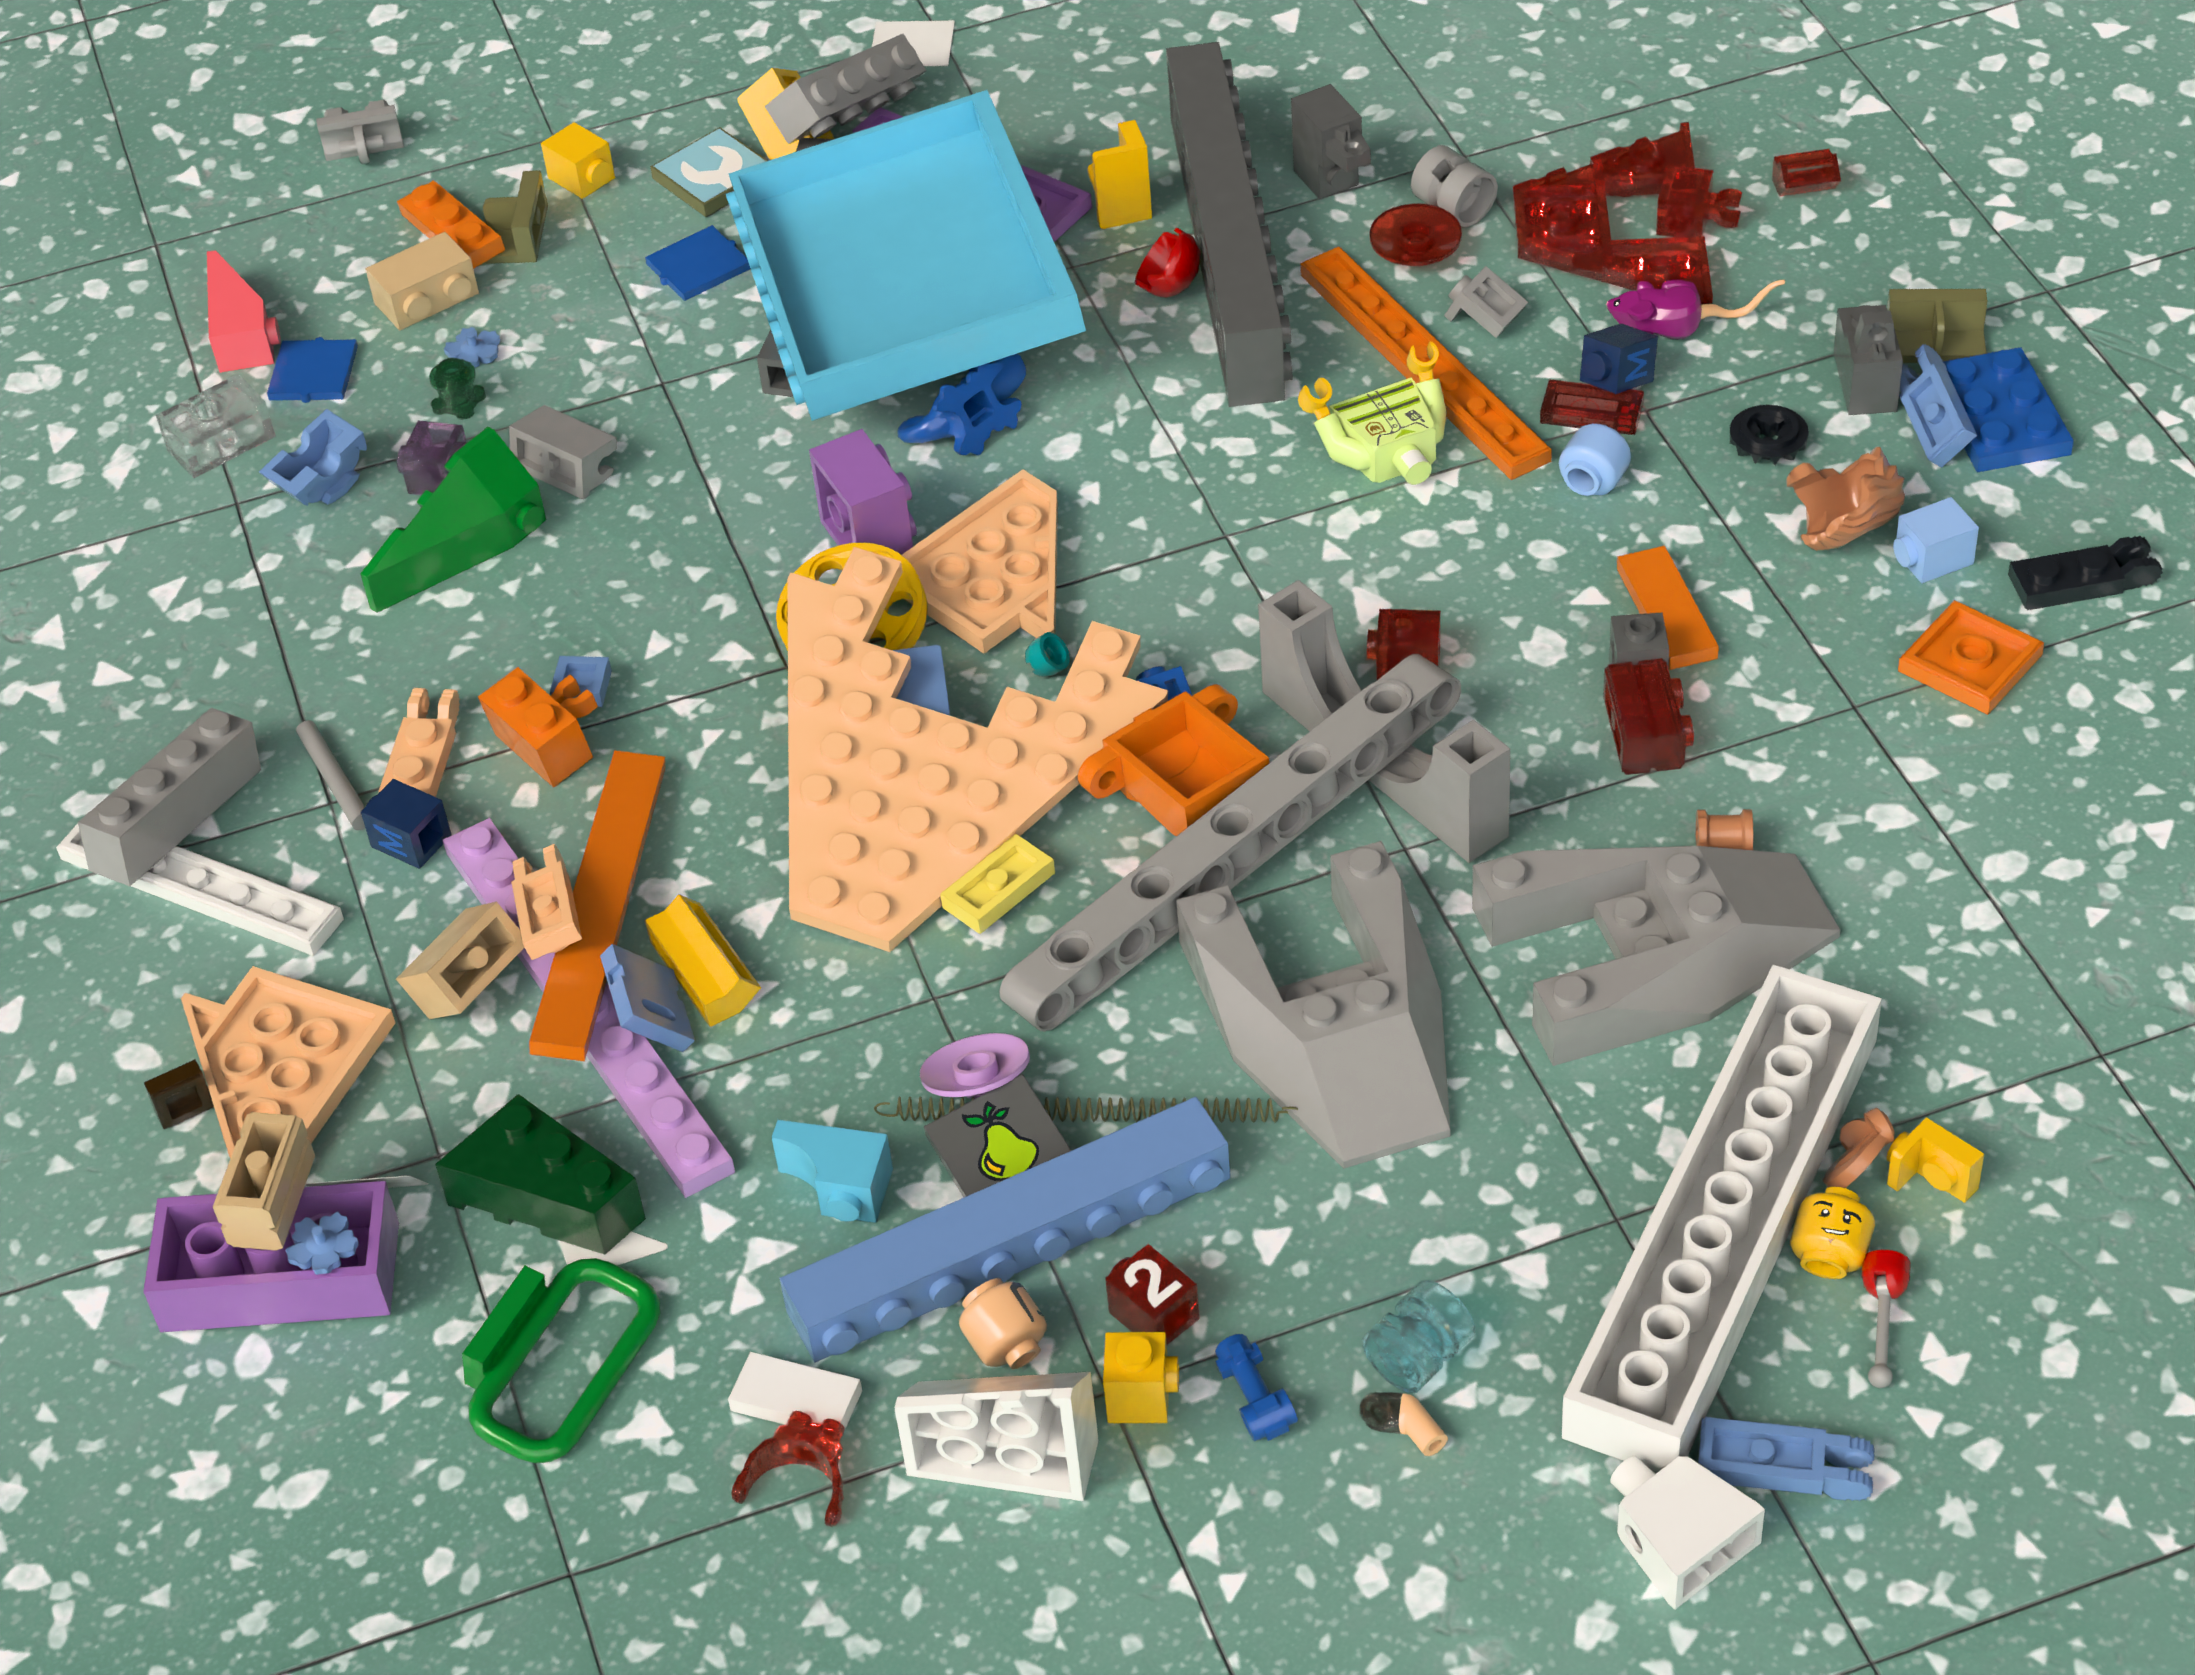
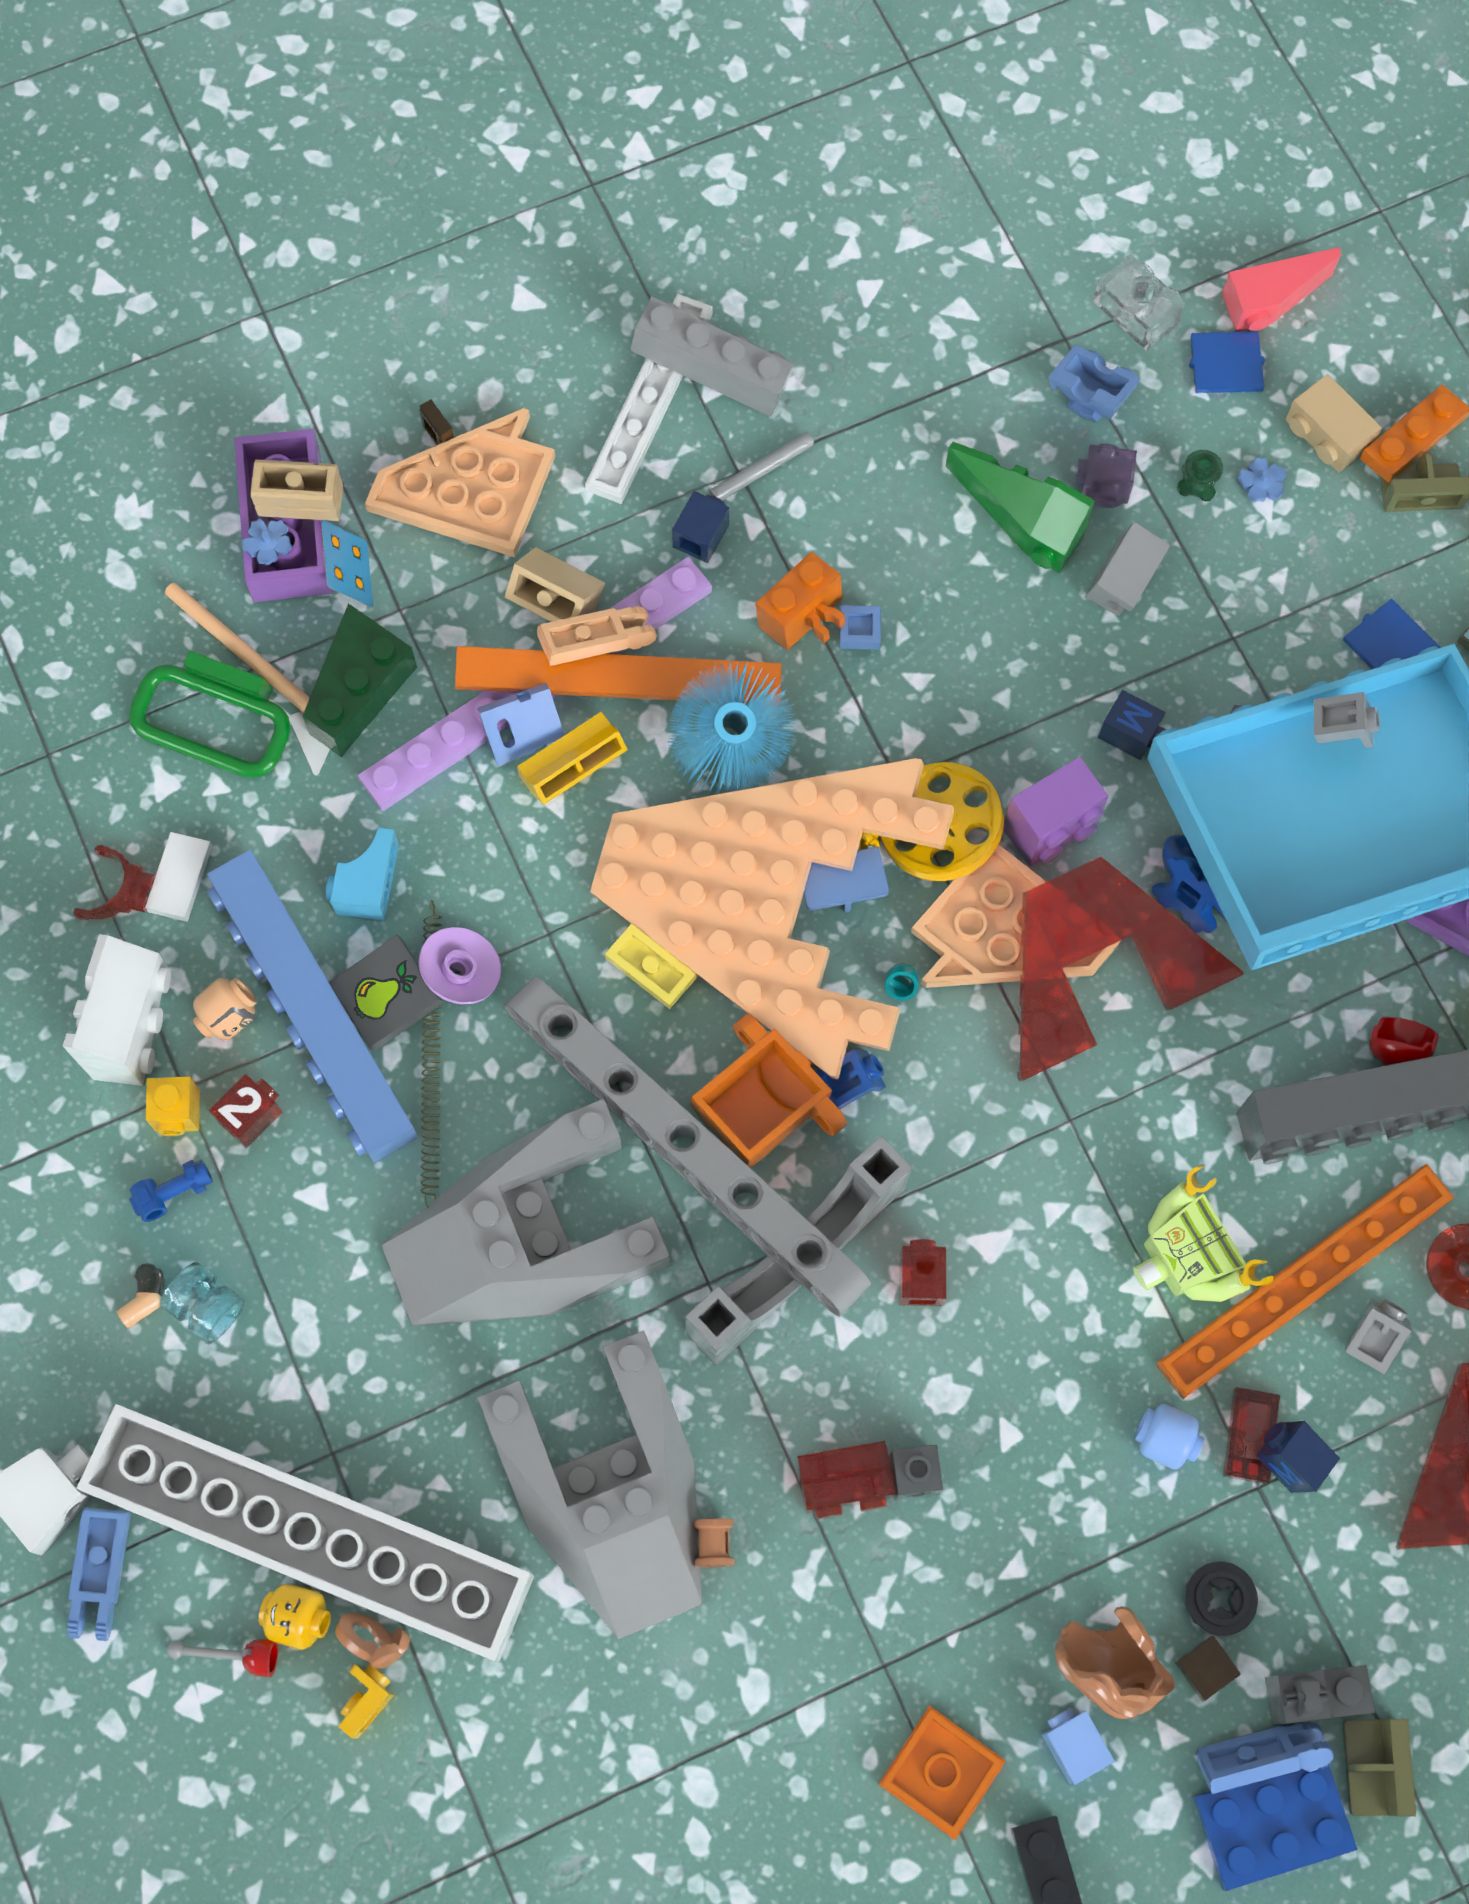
camera: 80 degrees right, 25 degrees up
(423, 743) = (789, 524): light nougat hinge -> none
(448, 1336) = (237, 646): none -> light nougat piece
(708, 768) = (734, 715): none -> medium azure piece
(759, 453) = (1132, 725): none -> dark blue brick
(808, 235) = (1345, 718): none -> light grey bracket
(996, 489) = (1081, 916): none -> clear red wing
(1659, 588) = (990, 1500): orange tile -> none
(1673, 309) = (1379, 1509): magenta animal -> none
(1840, 446) = (1207, 1668): none -> dark brown tile

